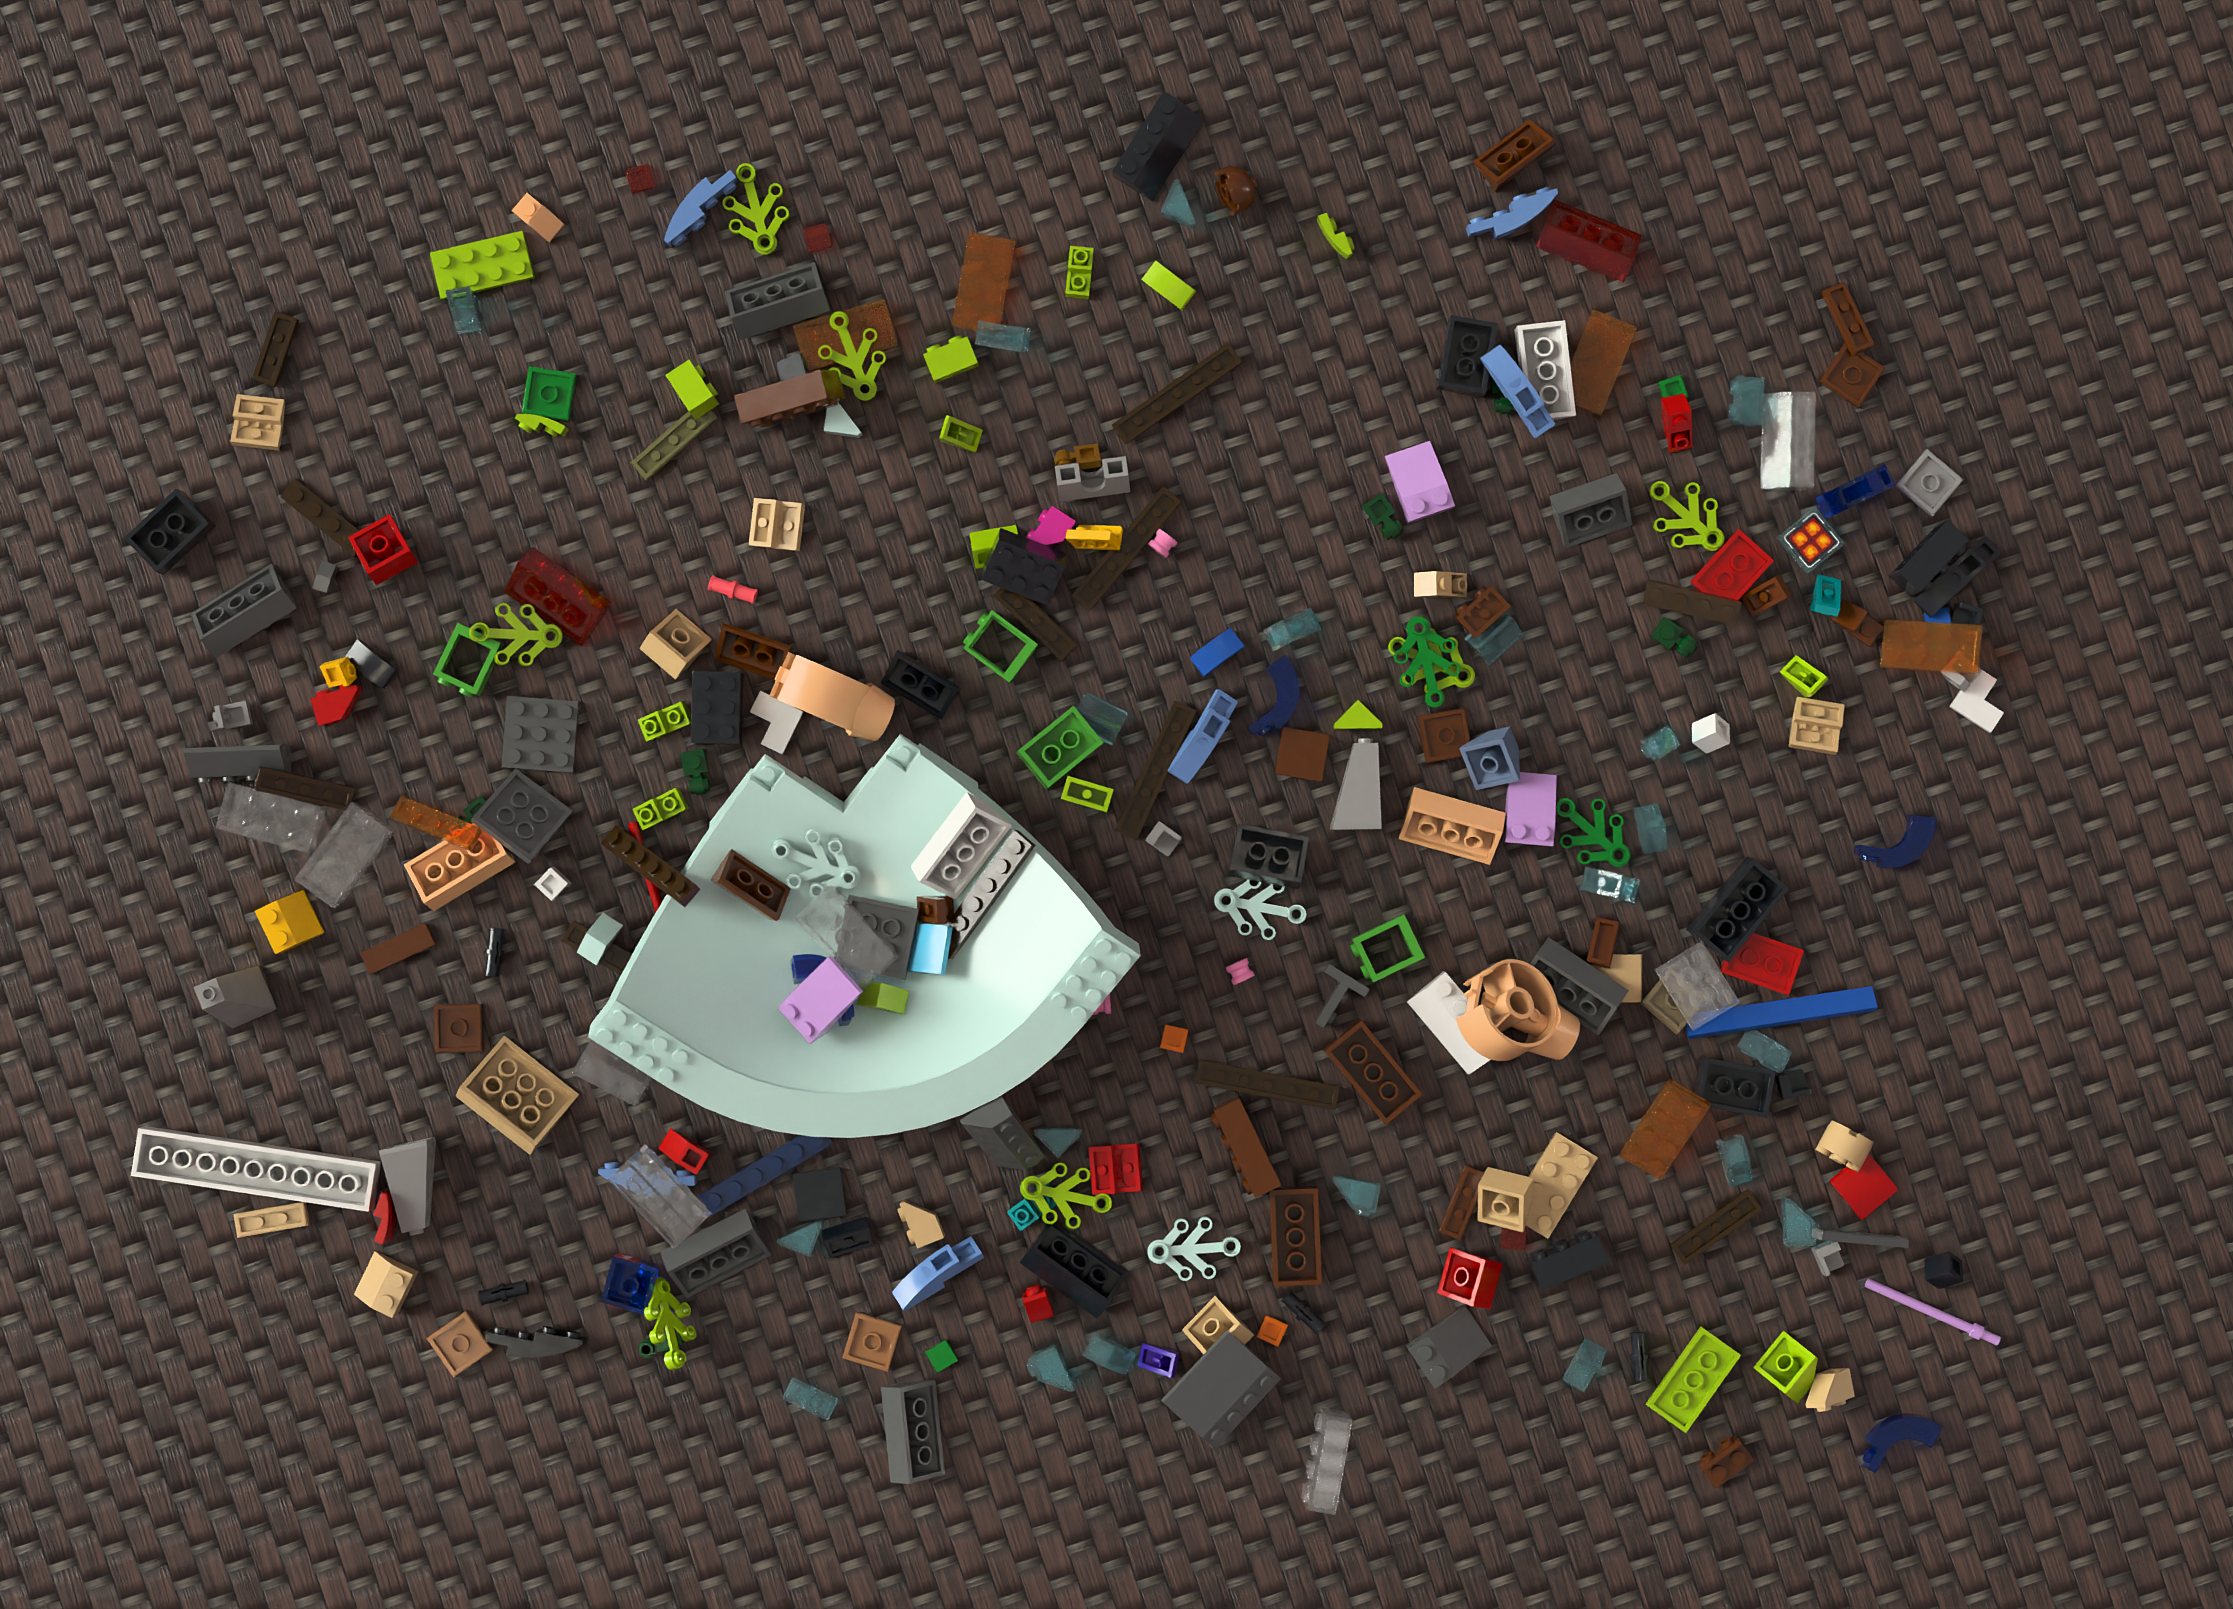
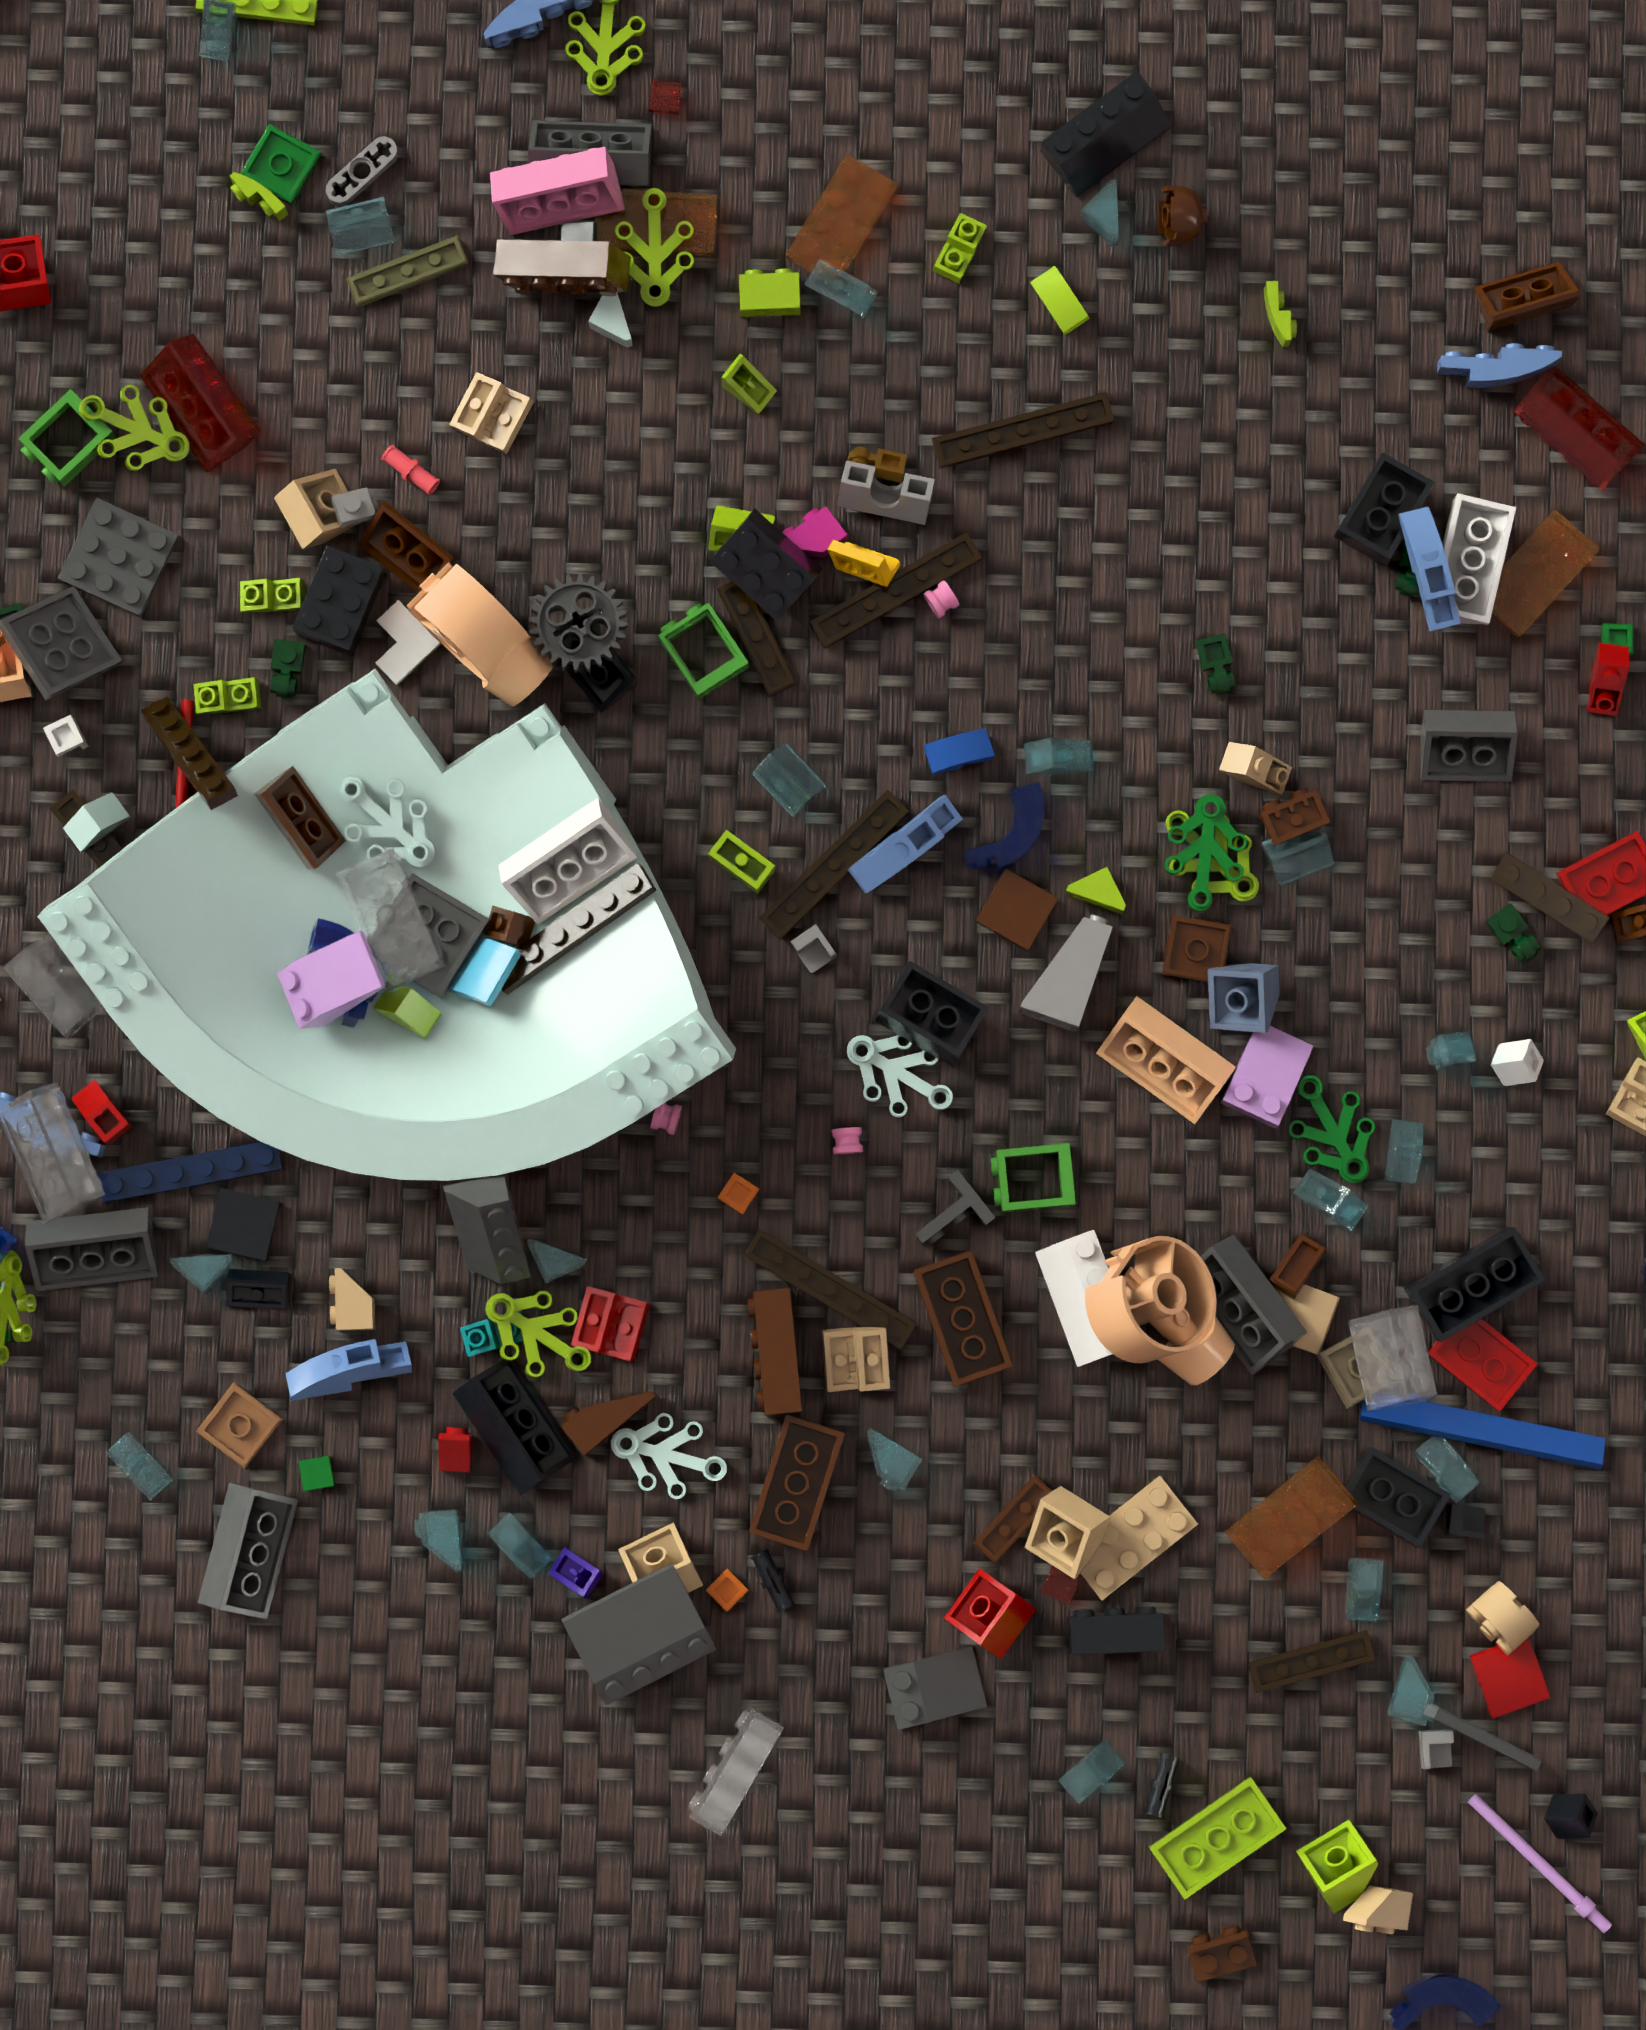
camera: 20 degrees right, 5 degrees down
(615, 386) = (340, 180): none -> light grey beam
(626, 419) = (360, 226): none -> clear light blue panel
(692, 389) = (451, 218): lime brick -> none
(702, 634) = (354, 507): none -> light grey bracket
(763, 340) = (556, 190): none -> bright pink slope
(885, 648) = (591, 647): none -> dark grey gear
(1059, 747) = (728, 794): bright green slope -> none
(1133, 1243) = (598, 1421): none -> reddish brown slope
(1304, 1129) = (855, 1359): none -> tan slope
(1419, 482) = (1274, 639): lavender slope -> none
(1690, 518) = (1582, 798): lime plant -> none

